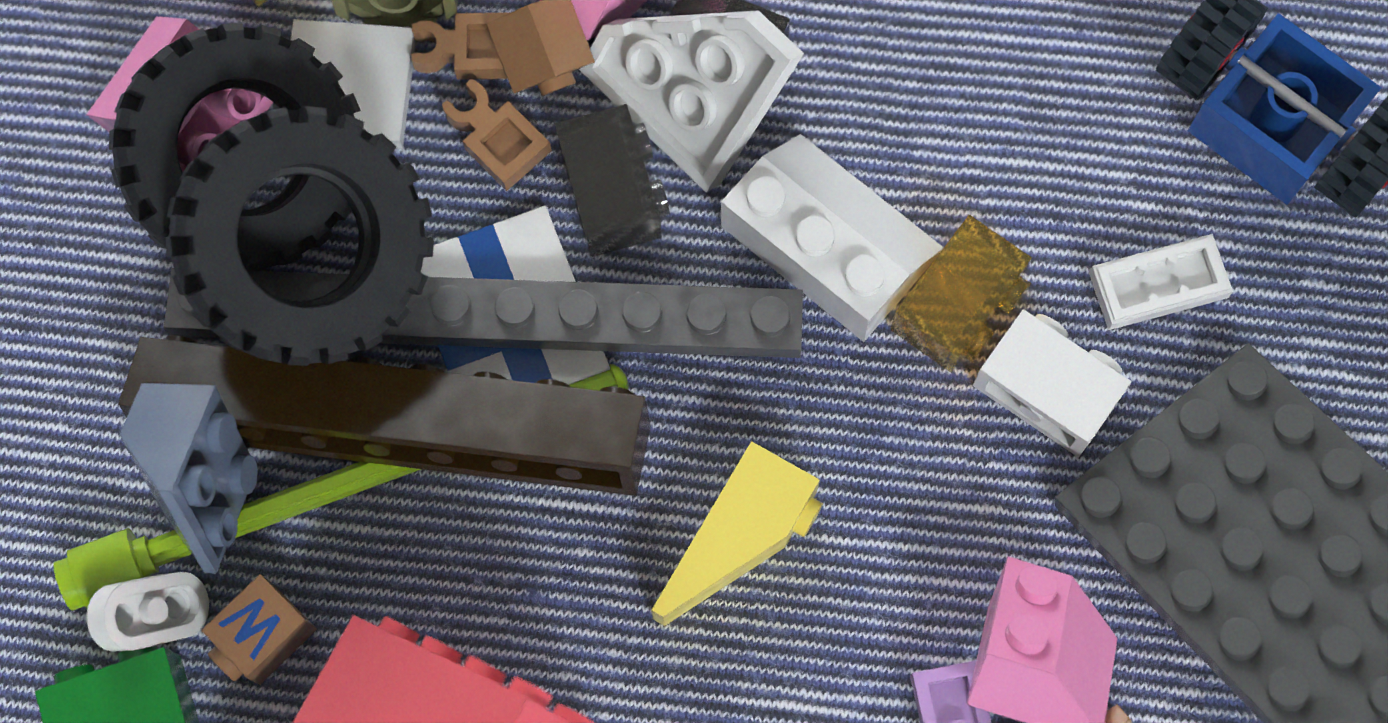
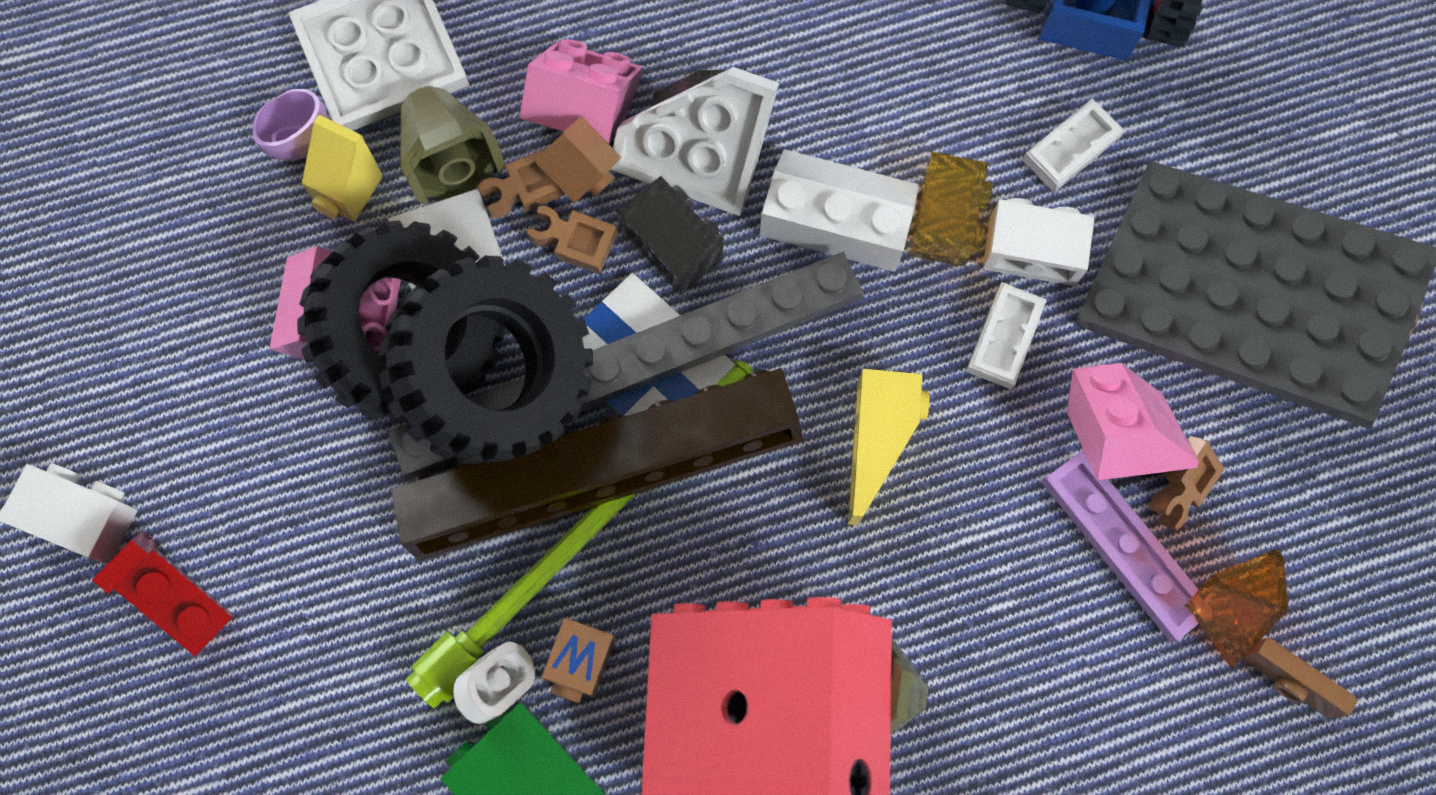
camera: 30 degrees left, 0 degrees up
(191, 464) = (478, 562): sand blue slope -> none
(955, 479) = (1006, 335): none -> white plate

